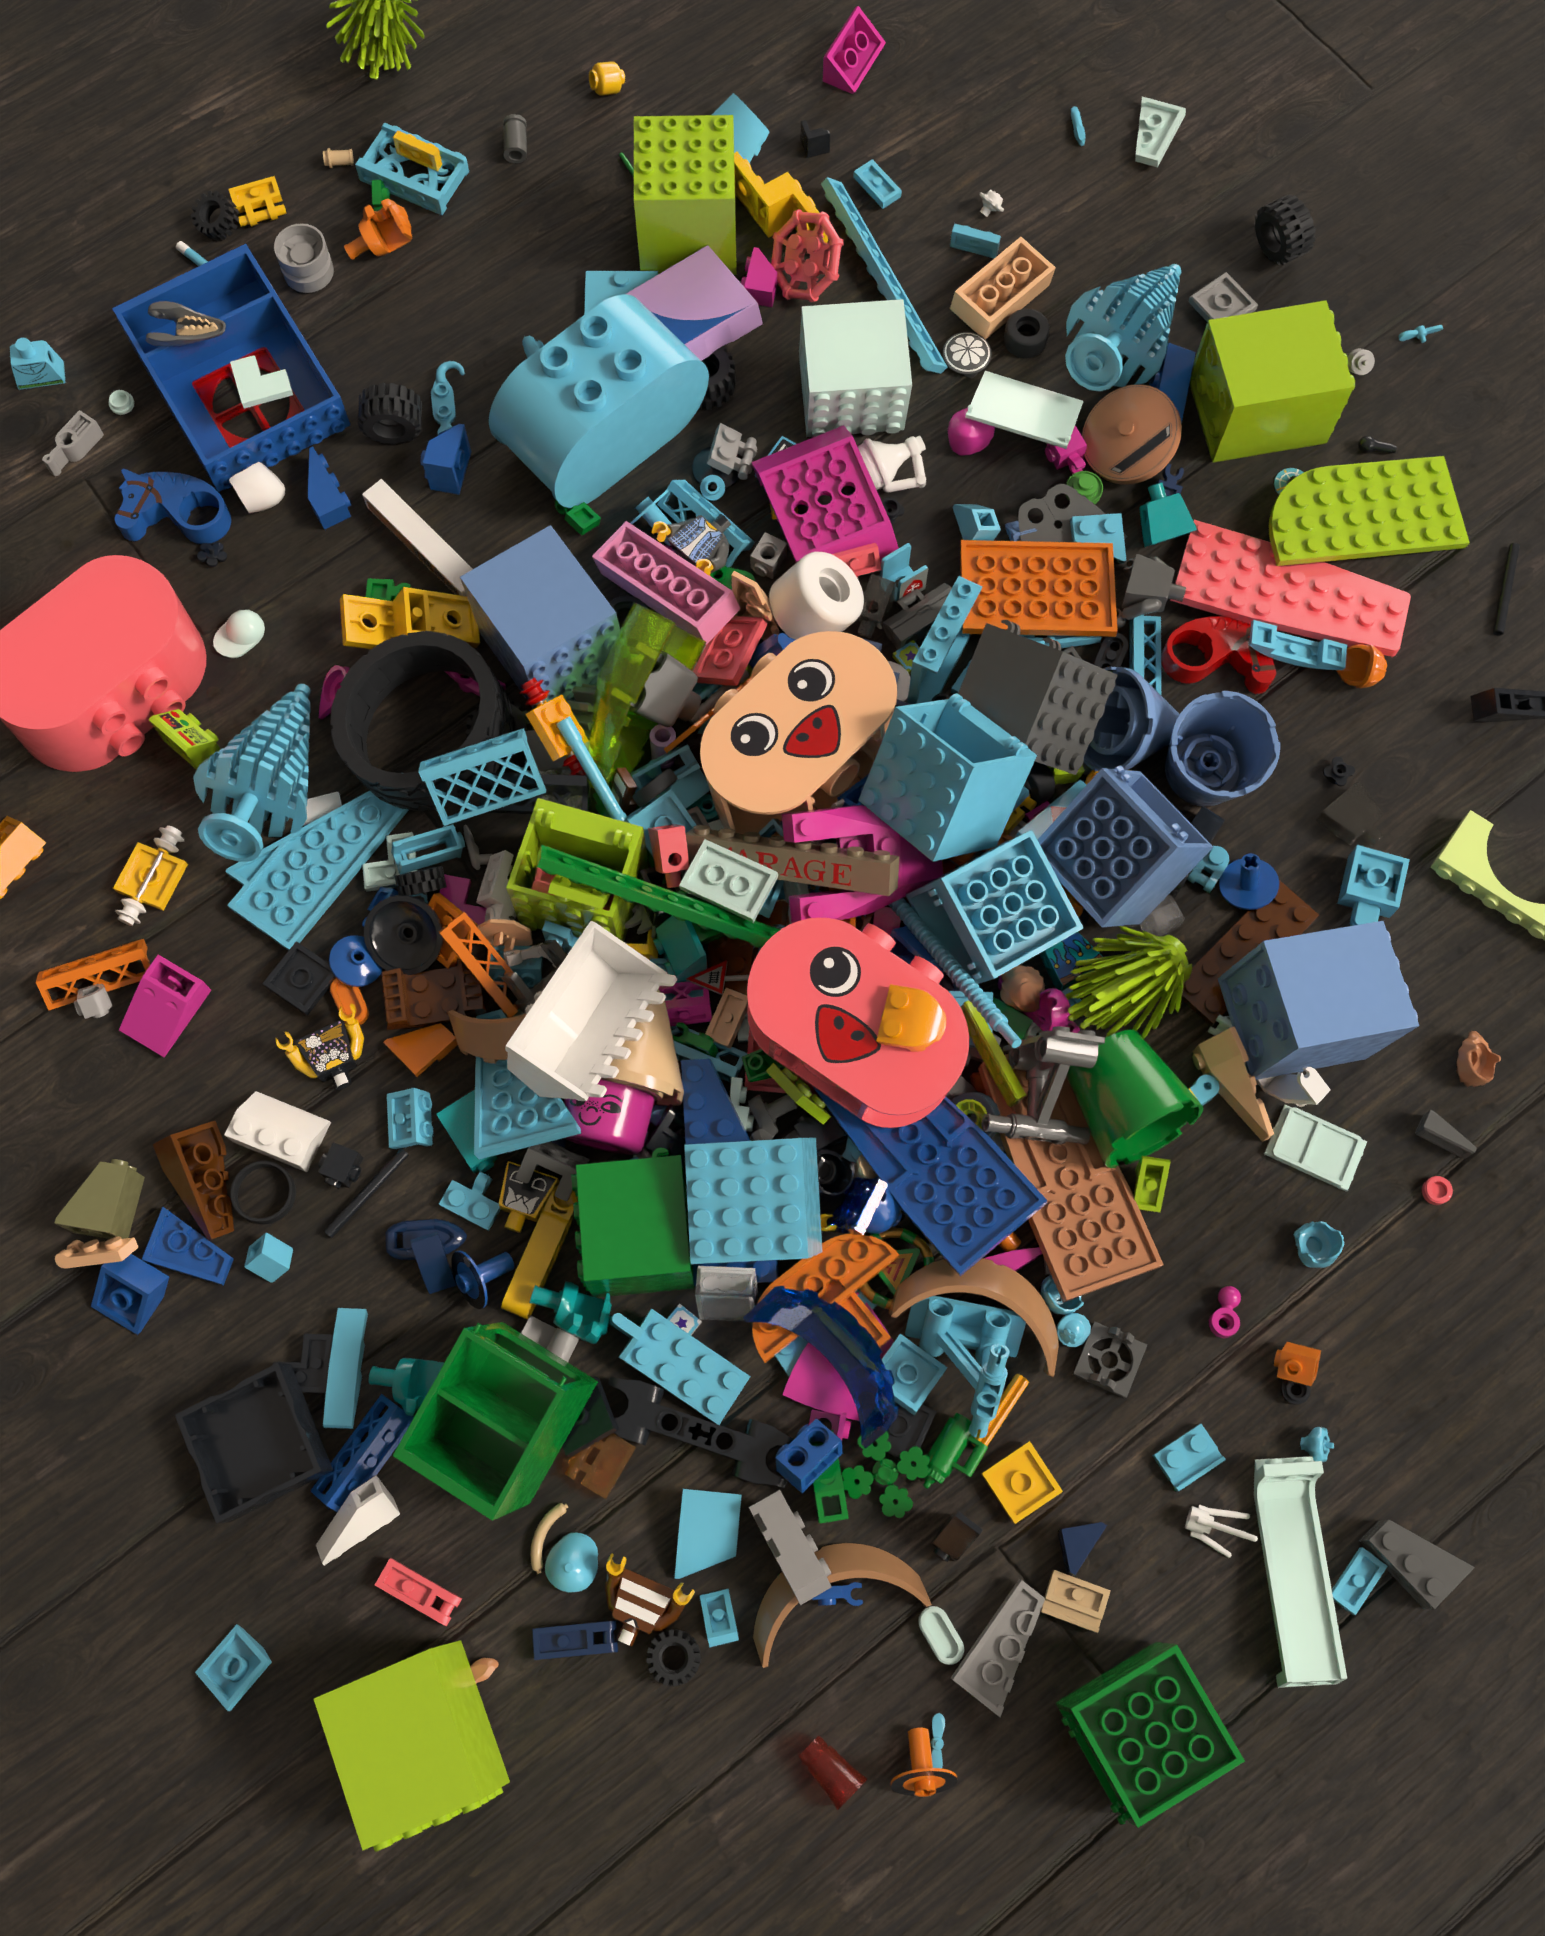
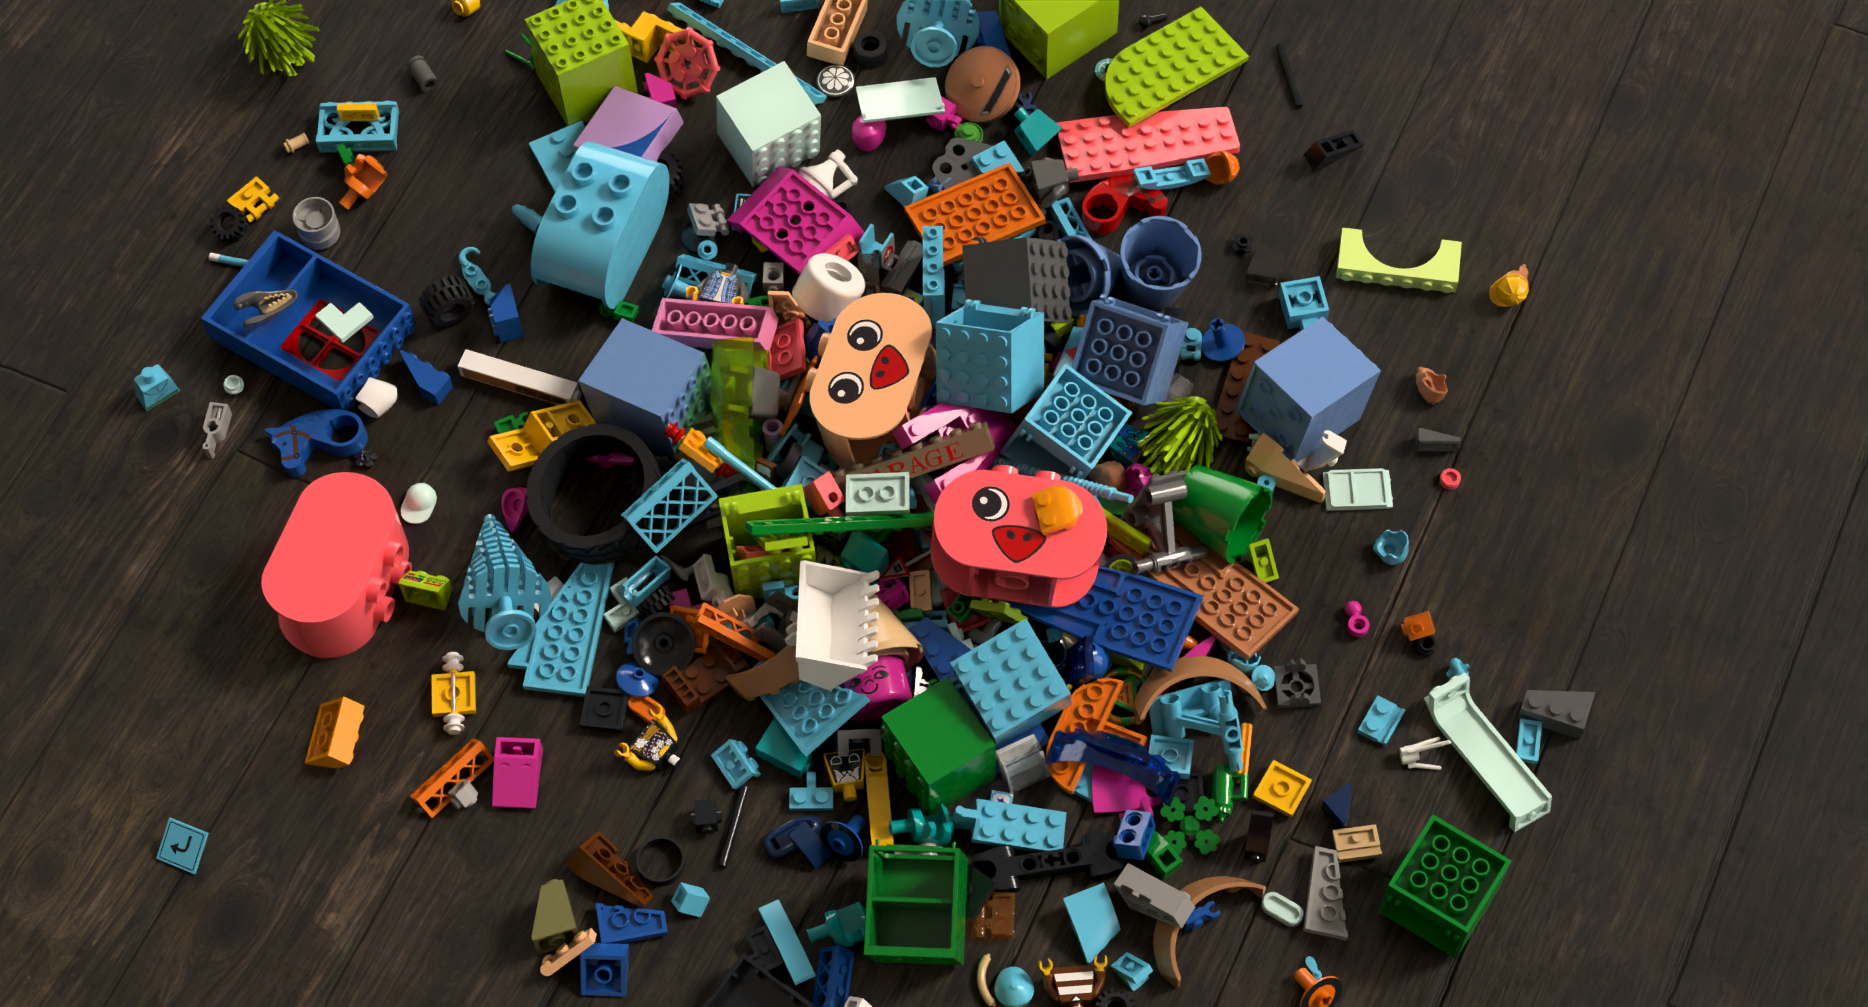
camera: 25 degrees left, 10 degrees down
(278, 1130) = (648, 817): white slope -> none
(422, 1047) = (717, 713): orange slope -> none

